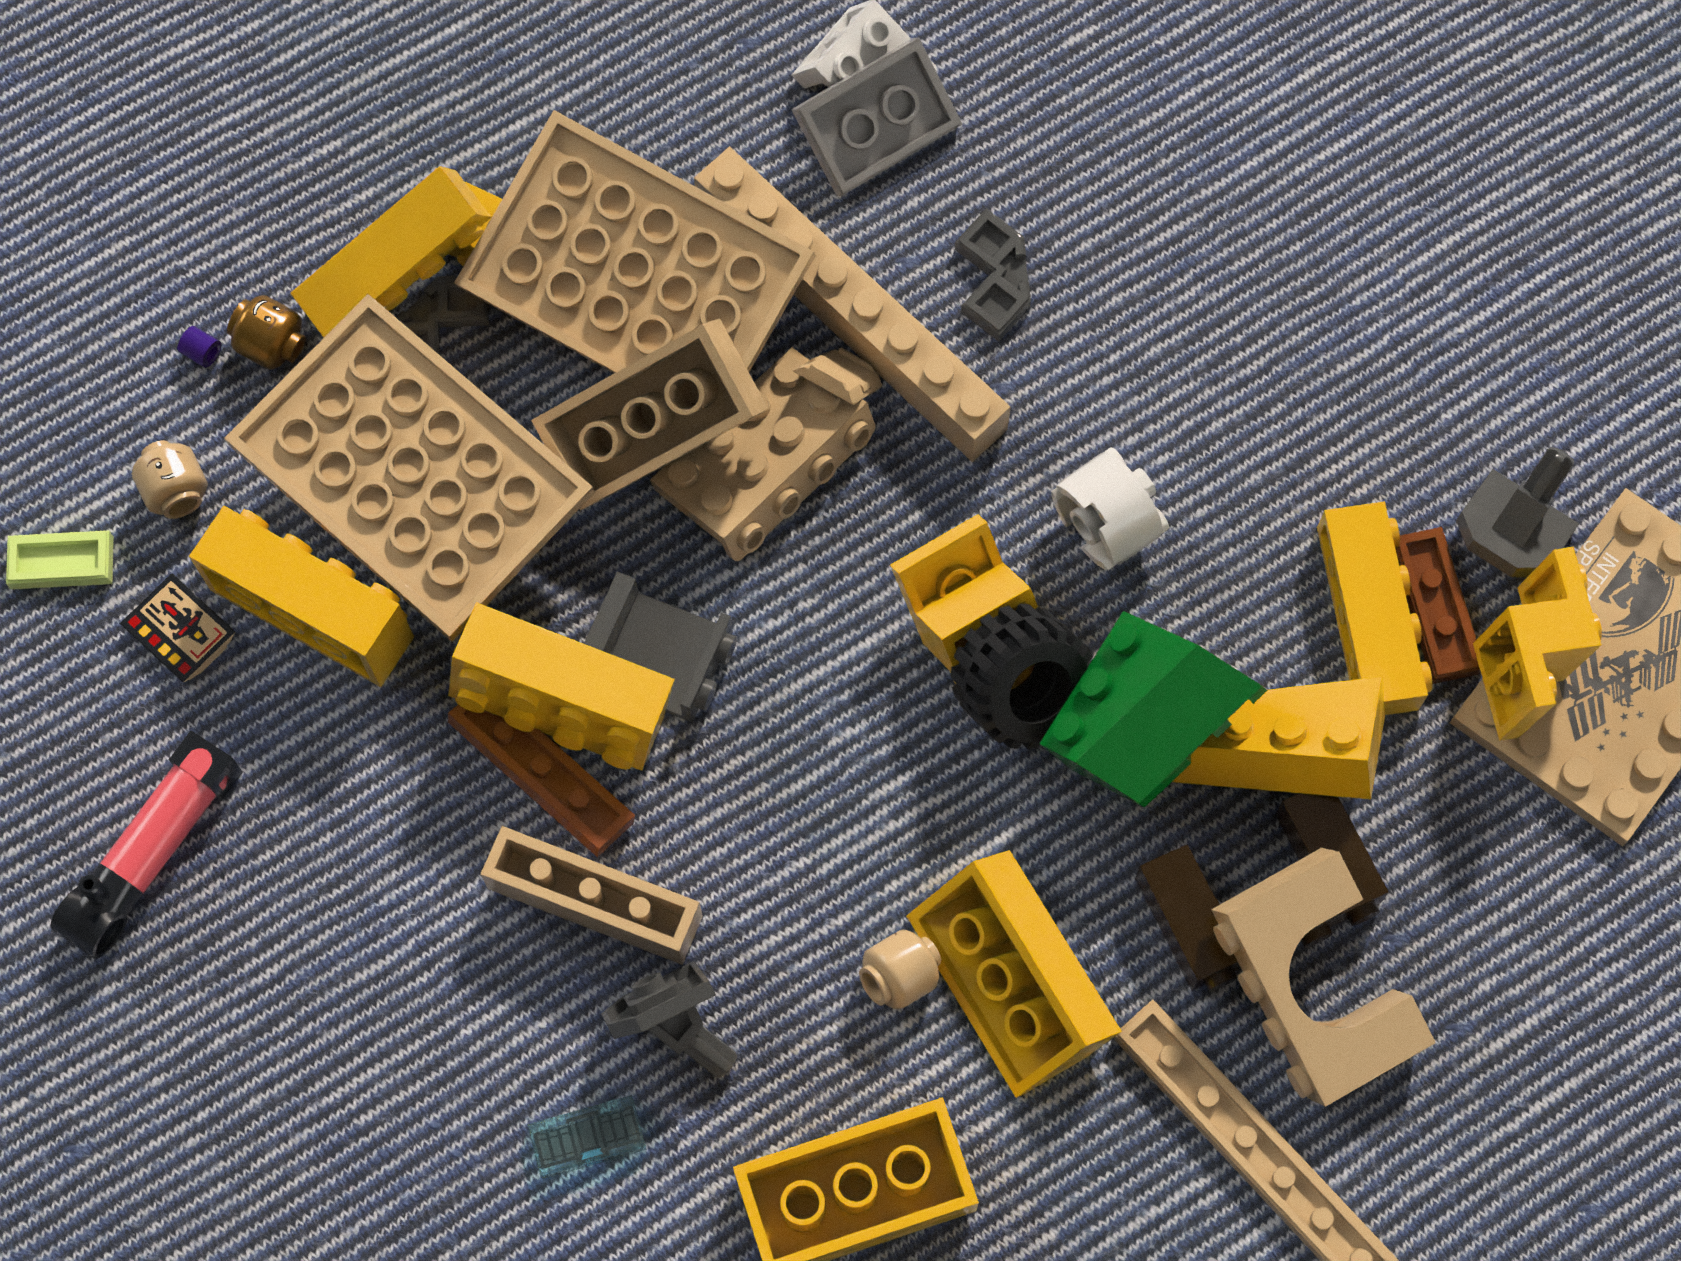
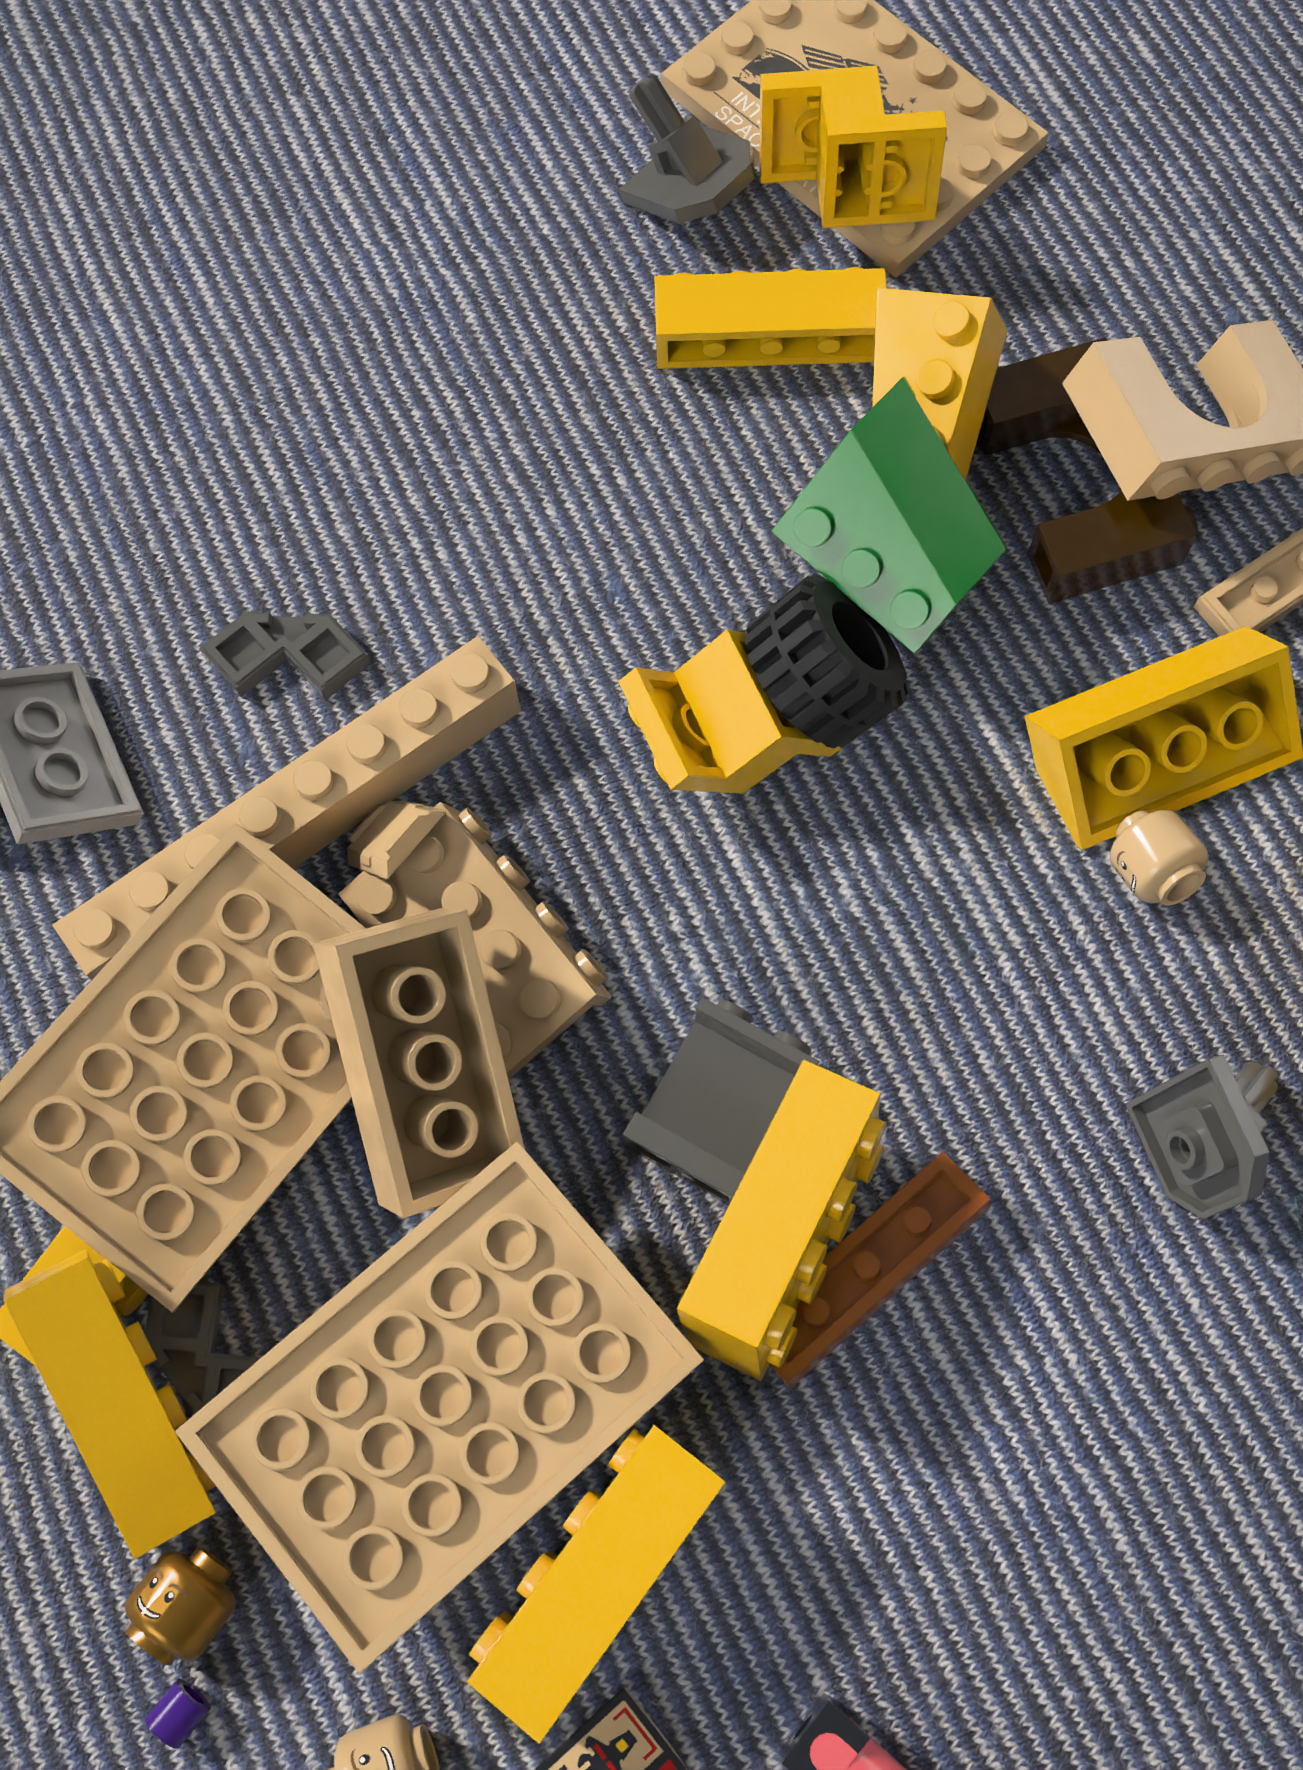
camera: 80 degrees left, 0 degrees up
(592, 895) = (1054, 1213): tan brick -> none
(1110, 508) = (621, 549): white brick -> none
(1439, 604) = (768, 253): dark orange tile -> none

